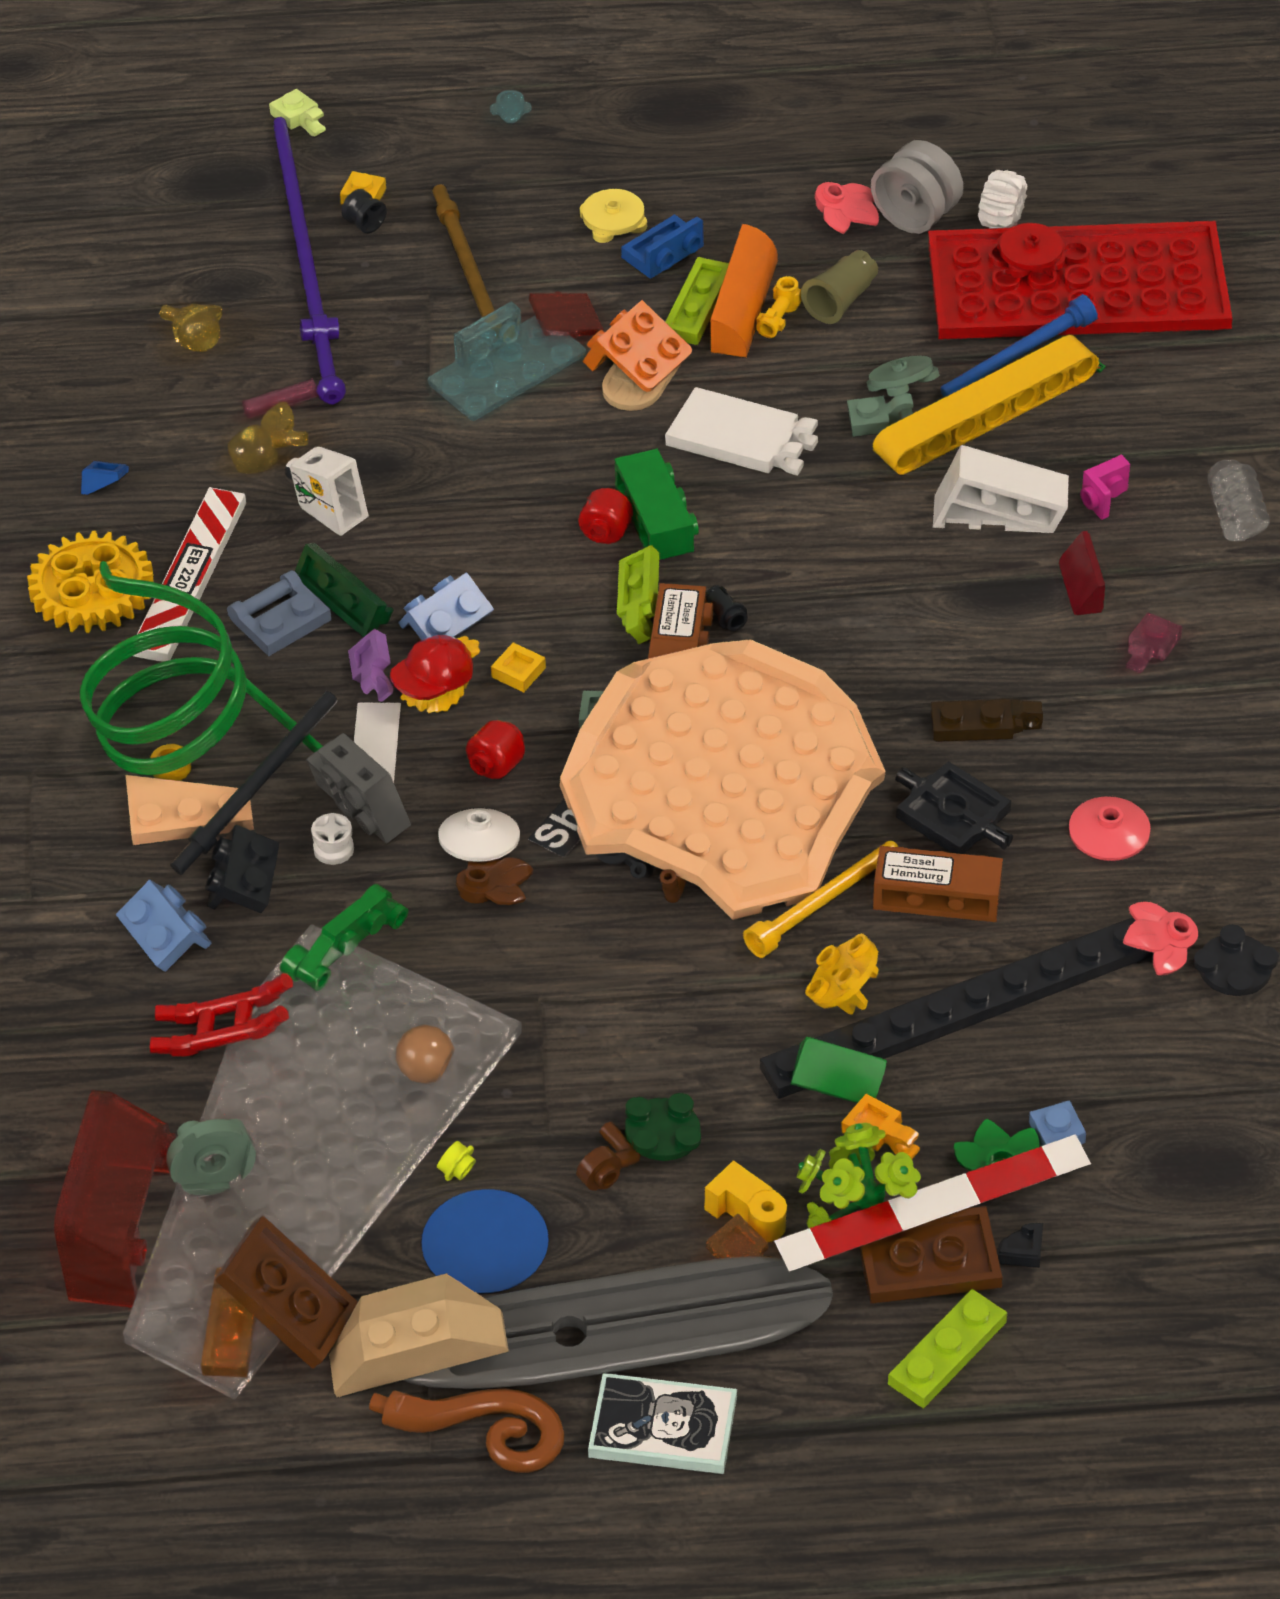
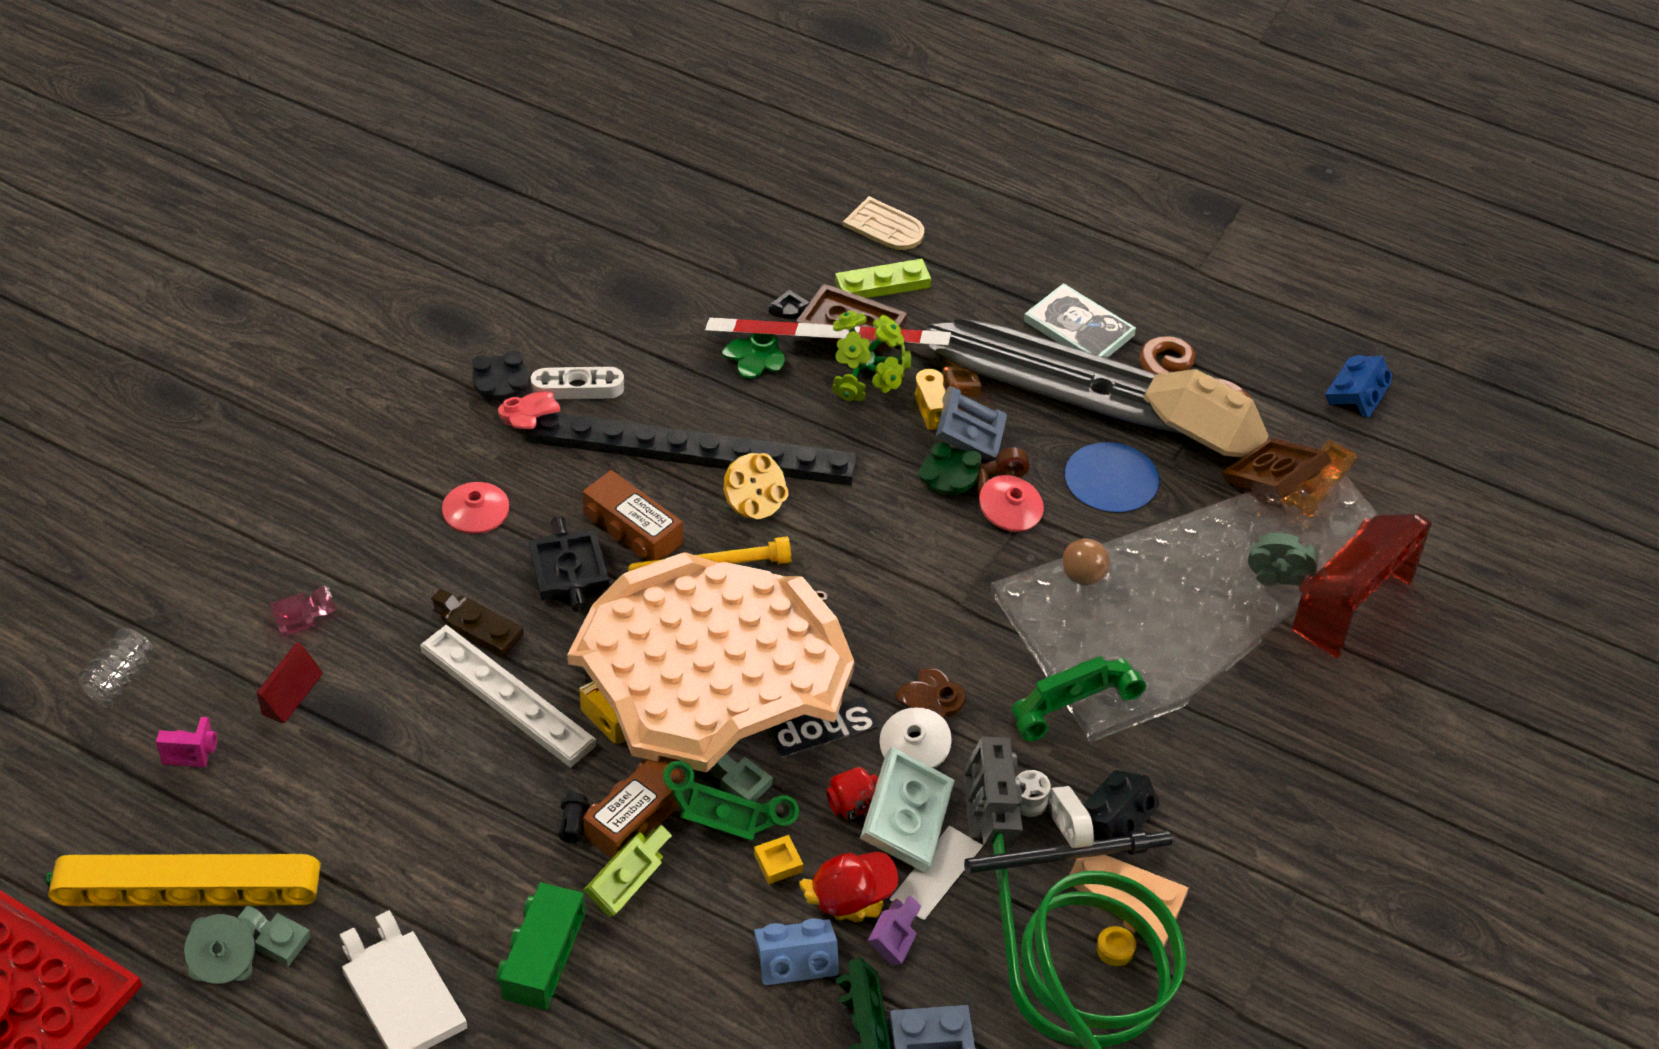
camera: 150 degrees left, 0 degrees up
(162, 924) = (1204, 795): medium blue bracket -> none
(205, 1013) = (1225, 689): red piece -> none
(260, 1526) = (1361, 382): none -> blue bracket
(273, 809) = (1071, 817): none -> white beam
(433, 756) = (907, 809): none -> light aqua tile
(456, 1161) = (1101, 519): neon yellow plate -> none
(567, 1144) = (1007, 512): none -> coral dish
(607, 514) = (591, 960): red head -> none
(609, 656) = (722, 809): none -> green plate
(667, 1167) = (967, 431): none -> sand blue plate
(837, 1070) = (811, 434): green slope -> none
(886, 1118) = (815, 401): light orange plate -> none
(909, 677) = (508, 696): none -> white tile
(1000, 492) = (279, 778): white wedge -> none
(1018, 1442) = (885, 225): none -> tan window
(1056, 1123) = (705, 352): medium blue plate -> none
(1079, 313) = (25, 901): blue piece -> none
(1157, 991) = (600, 390): none -> white beam

